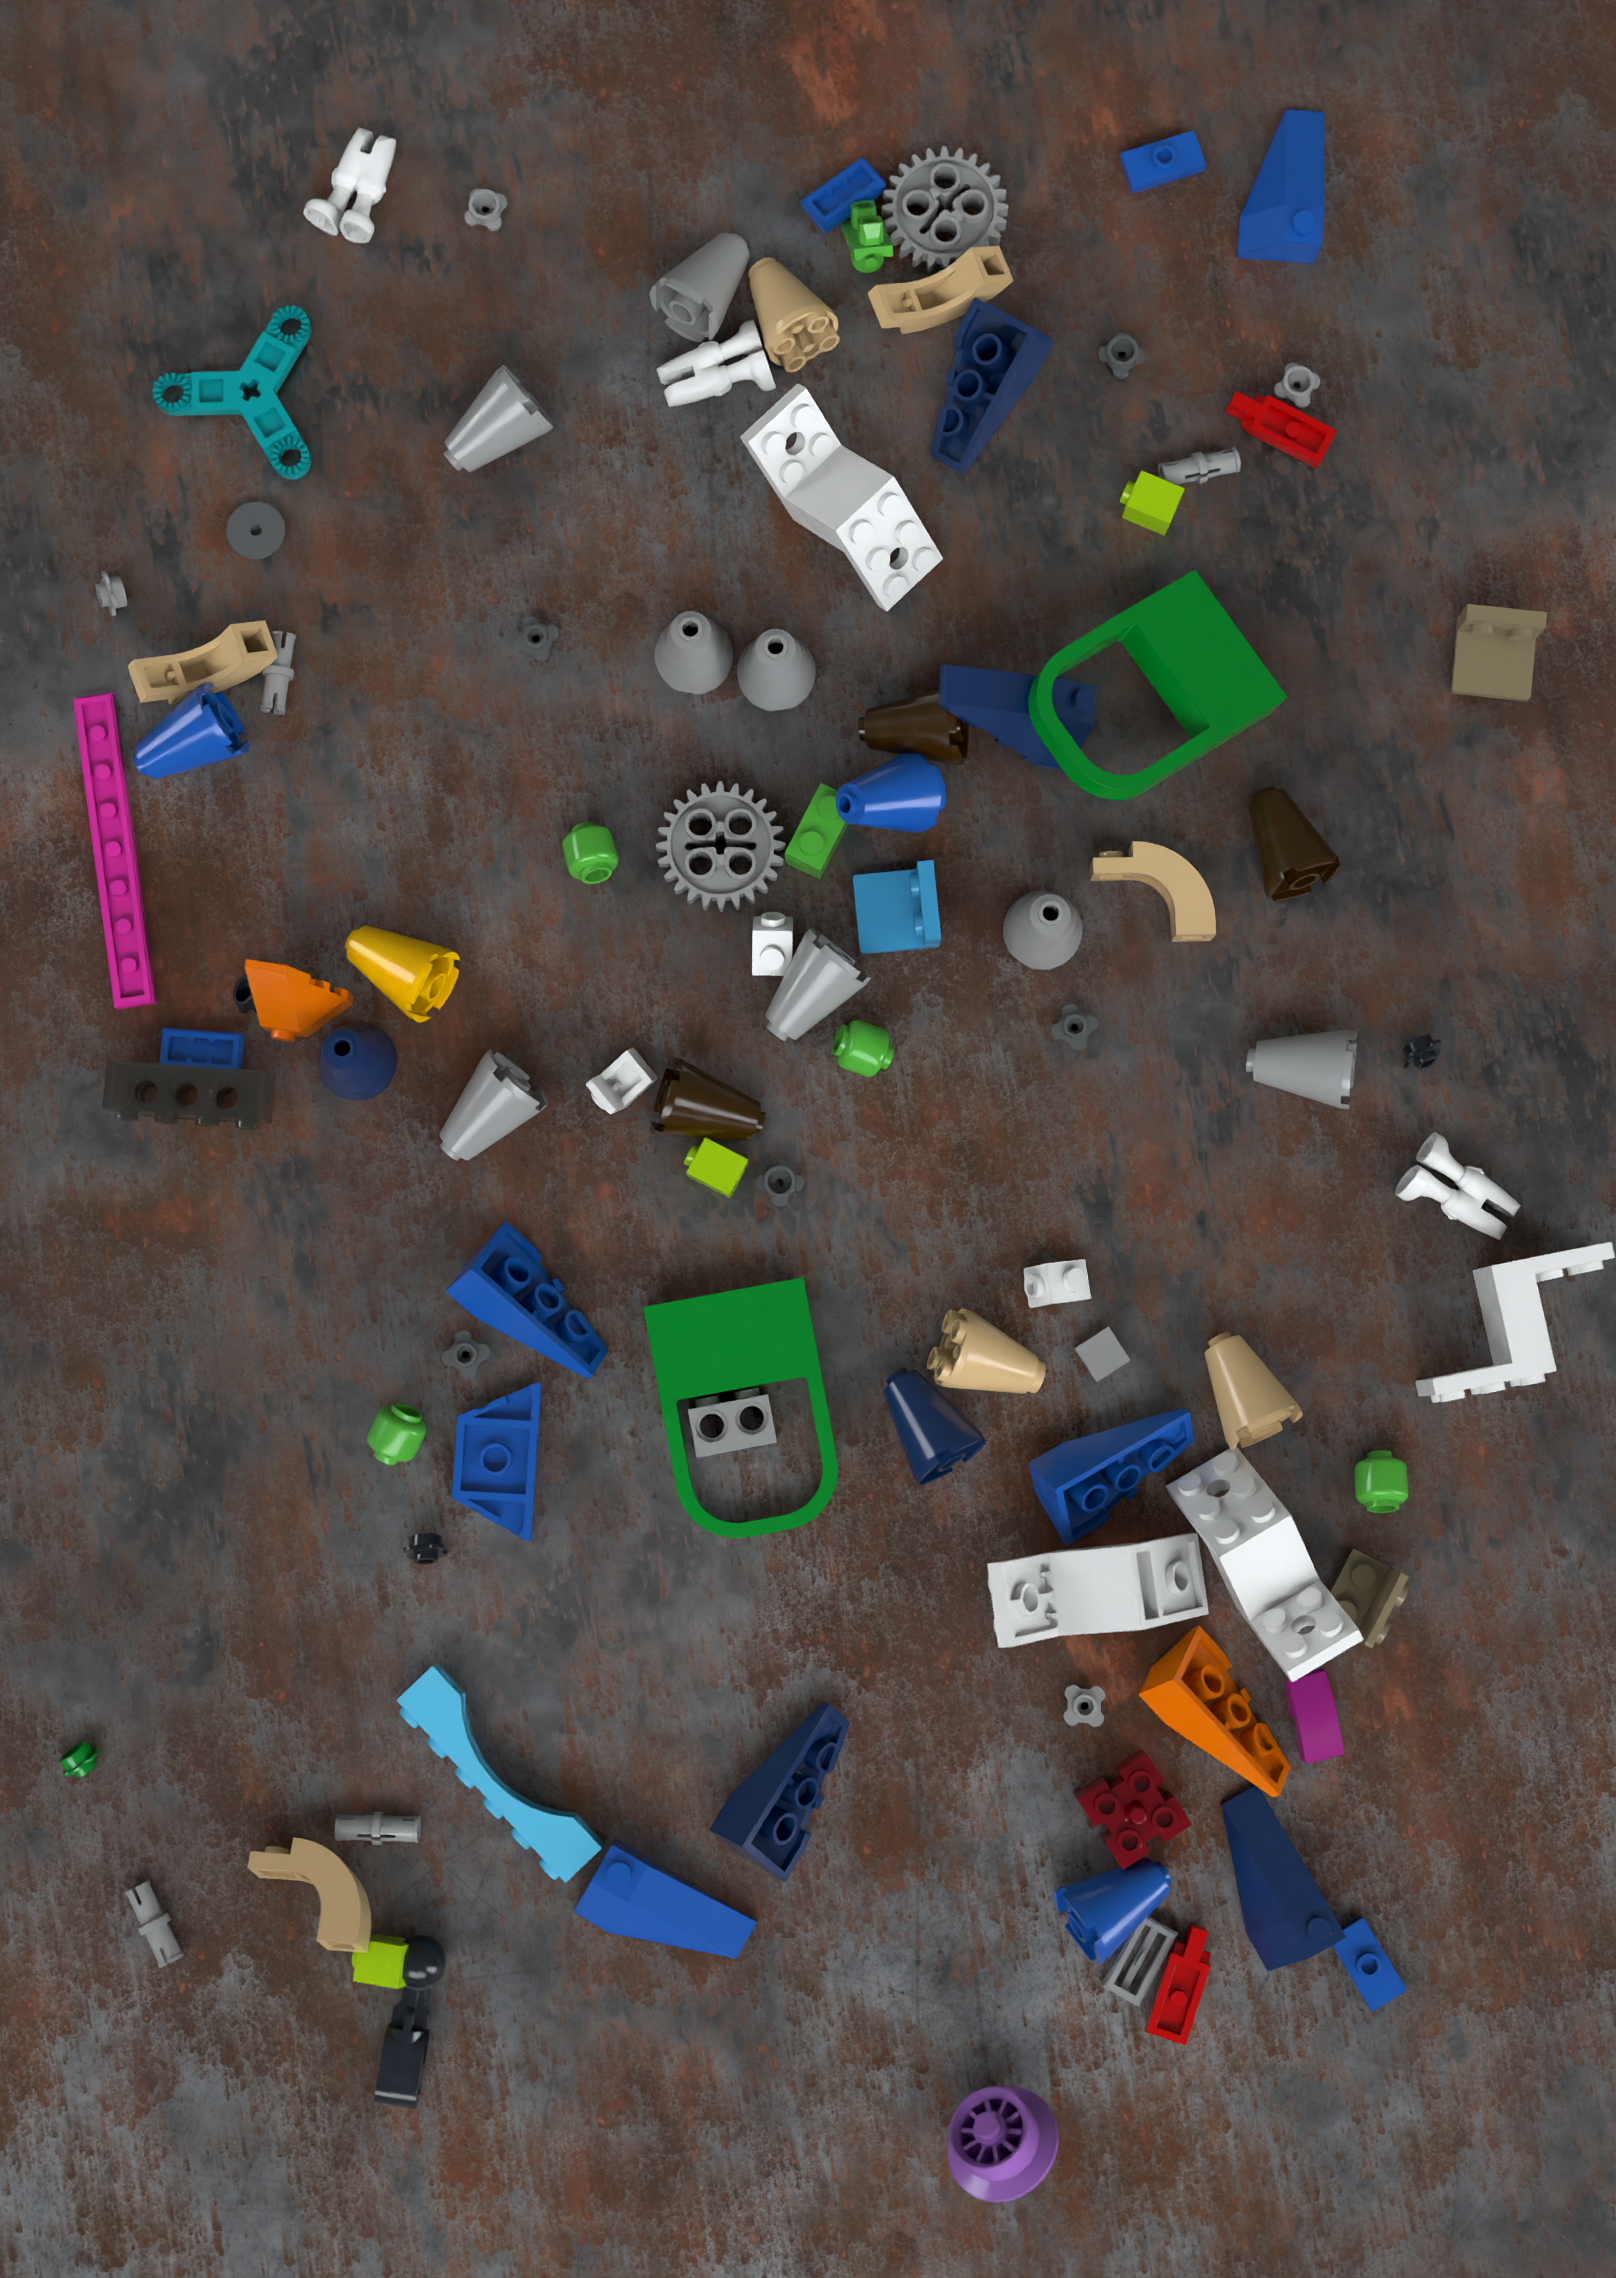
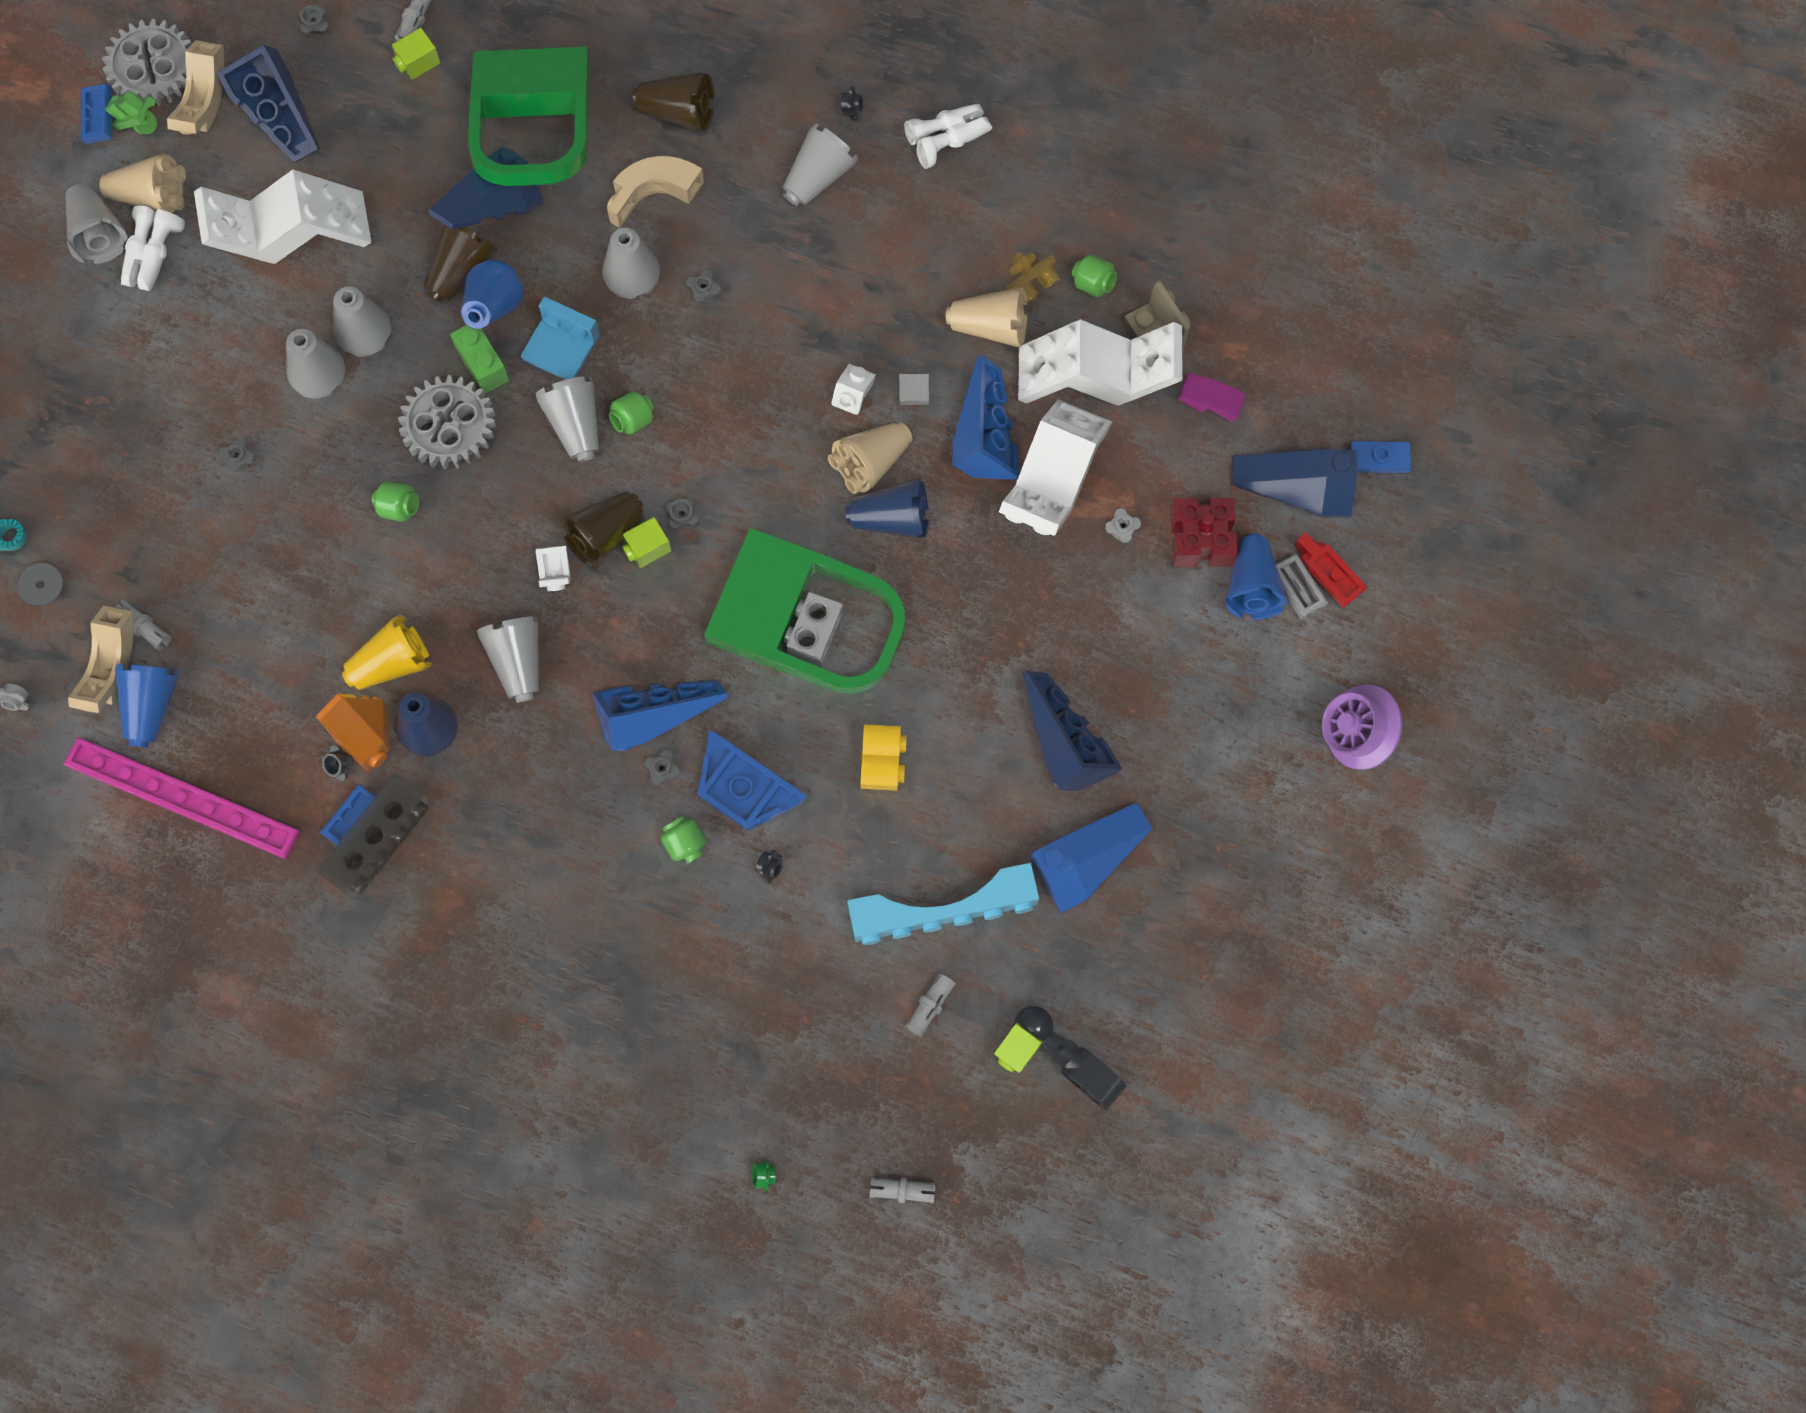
camera: 60 degrees left, 10 degrees down
(344, 1903) = (944, 1048): tan arch -> none
(496, 423) = (83, 393): light grey cone -> none
(627, 1597) = (881, 757): none -> yellow brick
(771, 944) = (530, 428): white bracket -> none
(1202, 1703) = (1160, 457): orange wedge -> none
(1348, 1412) = (1042, 271): none -> clear yellow hips
(1514, 1323) = (1046, 143): white bracket -> none

